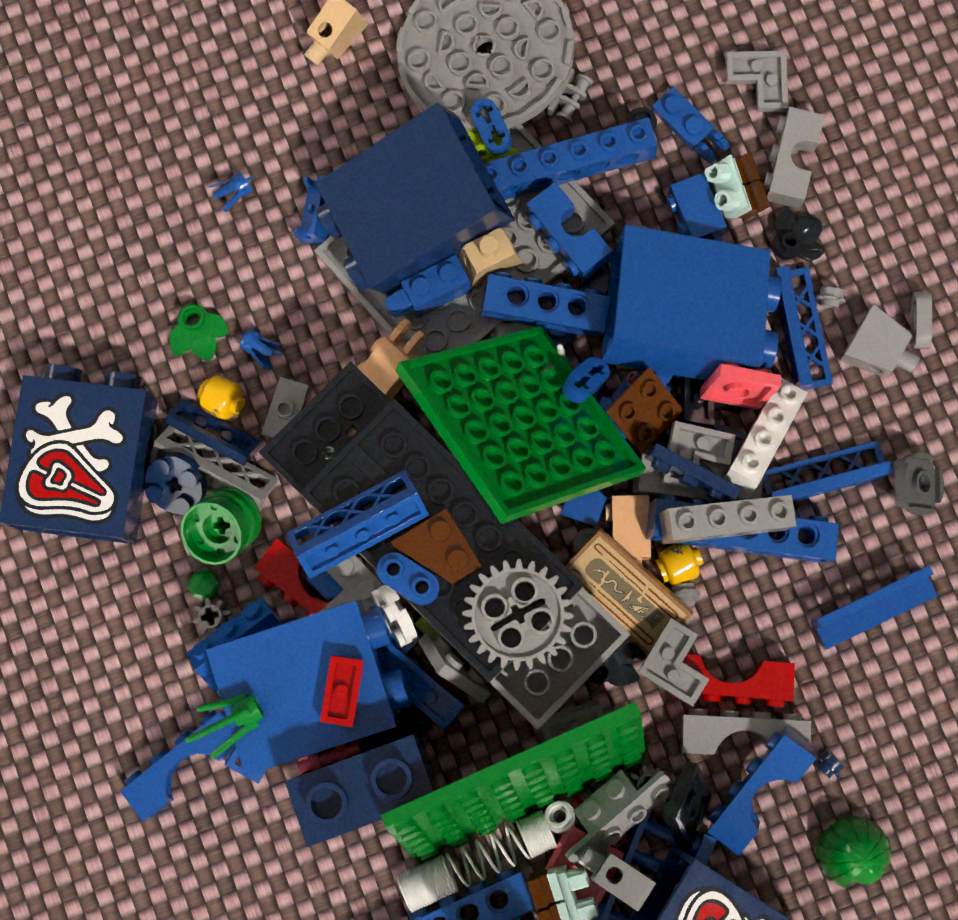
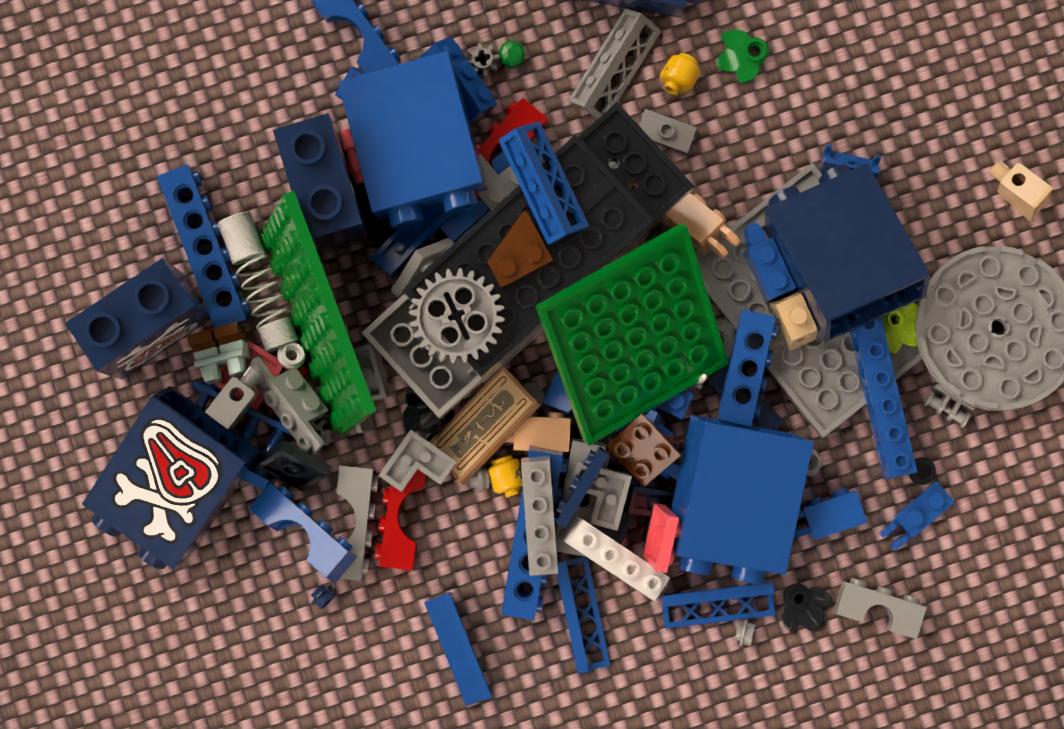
camera: 85 degrees right, 5 degrees up
(161, 490) = (594, 21): dark blue plate -> none
(212, 432) = (648, 65): dark blue plate -> none
(221, 525) = (561, 69): green wheel -> none
(237, 182) = (878, 93): blue piece -> none
(246, 712) = (391, 83): green plant -> none
(256, 345) = (724, 110): blue piece -> none
(342, 691) = (404, 166): red plate -> none
(396, 617) = (468, 218): white plate -> none
(407, 579) = (494, 224): blue plate -> none
(485, 129) = (915, 321): blue beam -> none
(582, 253) = (833, 377): blue arch -> none
(582, 376) = (669, 402): blue beam -> none
(737, 187) = (846, 549): light aqua hips -> none
(765, 70) = (965, 590): light grey plate -> none
(853, 851) = (247, 612): green hair -> none
(880, 345) = (697, 674): light grey torso -> none
(908, 474) = (560, 684): dark grey plate -> none
(921, 320) = (719, 714): light grey beam -> none

